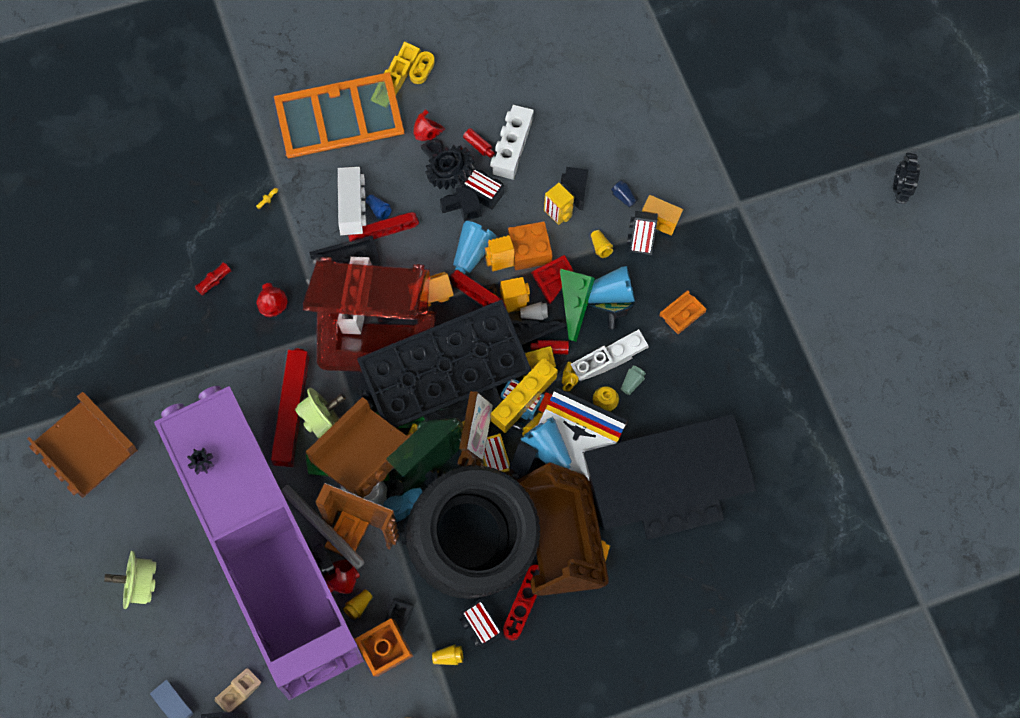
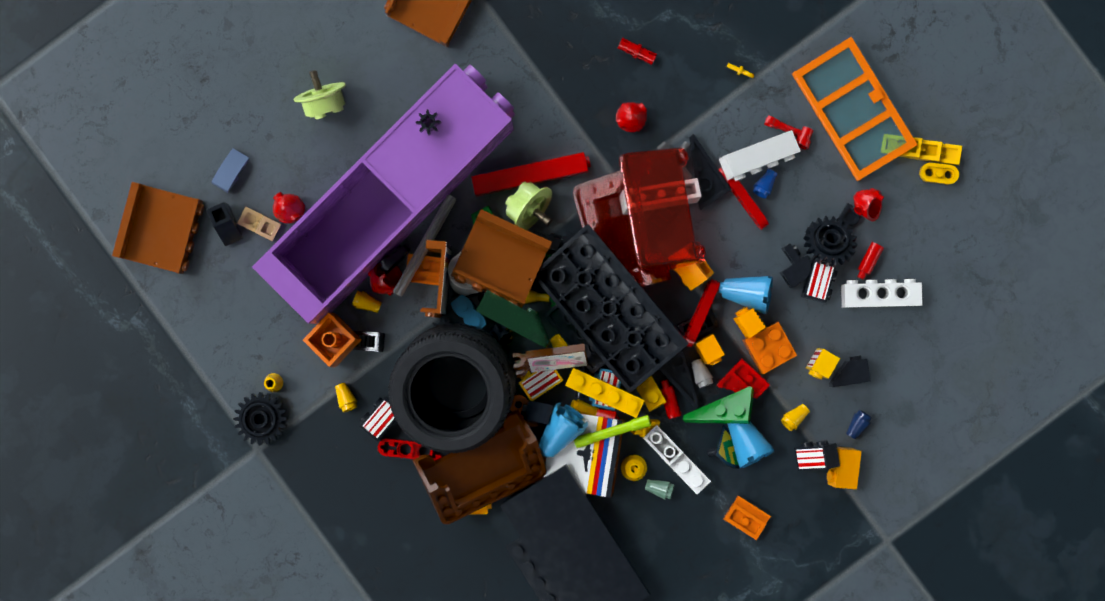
camera: 75 degrees right, 20 degrees up
(233, 654) = (288, 207): none -> red helmet
(345, 161) = (803, 136): none -> red brick
(563, 374) = (633, 425): none -> lime piece

